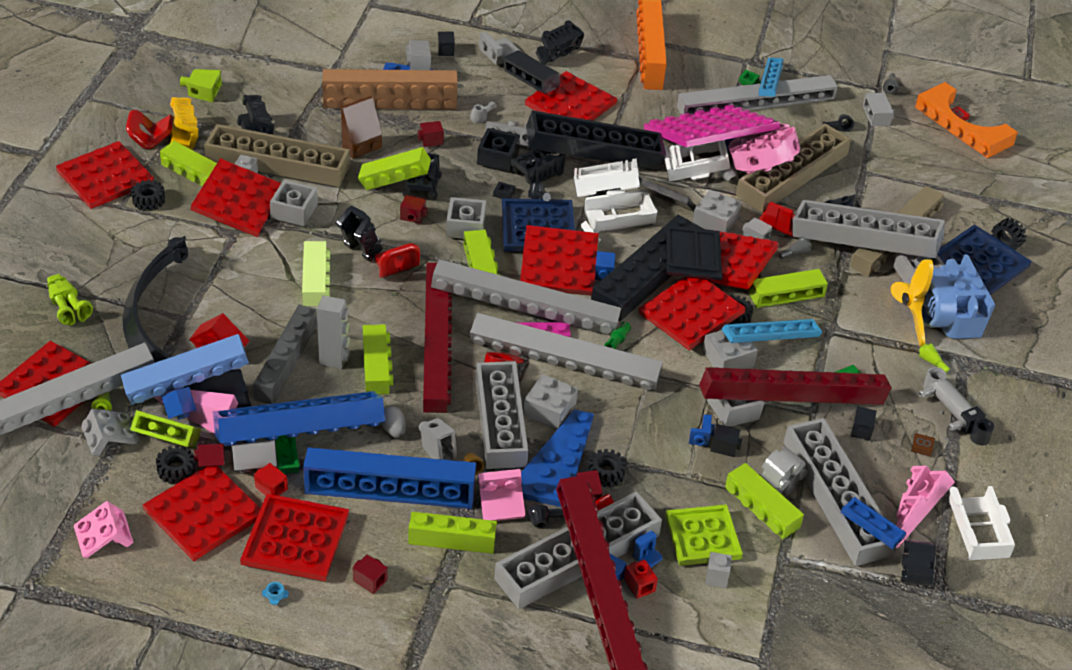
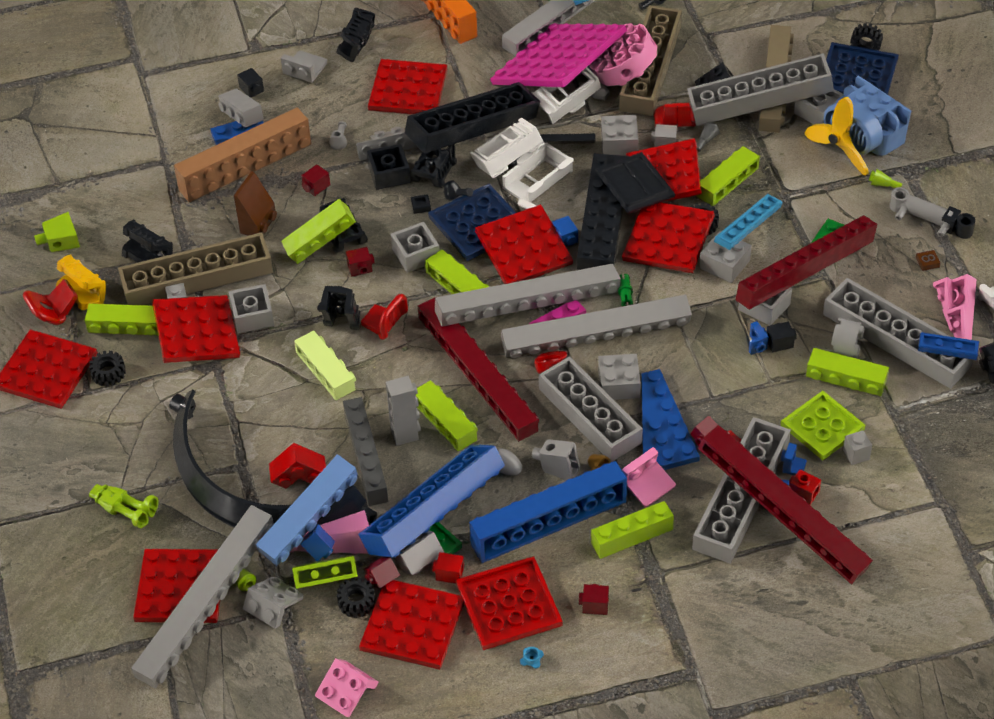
camera: 25 degrees left, 5 degrees up
(531, 72) = (355, 75): black brick -> none
(540, 513) = (687, 477): black bar -> none
(608, 459) = (710, 401): black tyre -> none
(863, 423) = (873, 265): black brick -> none

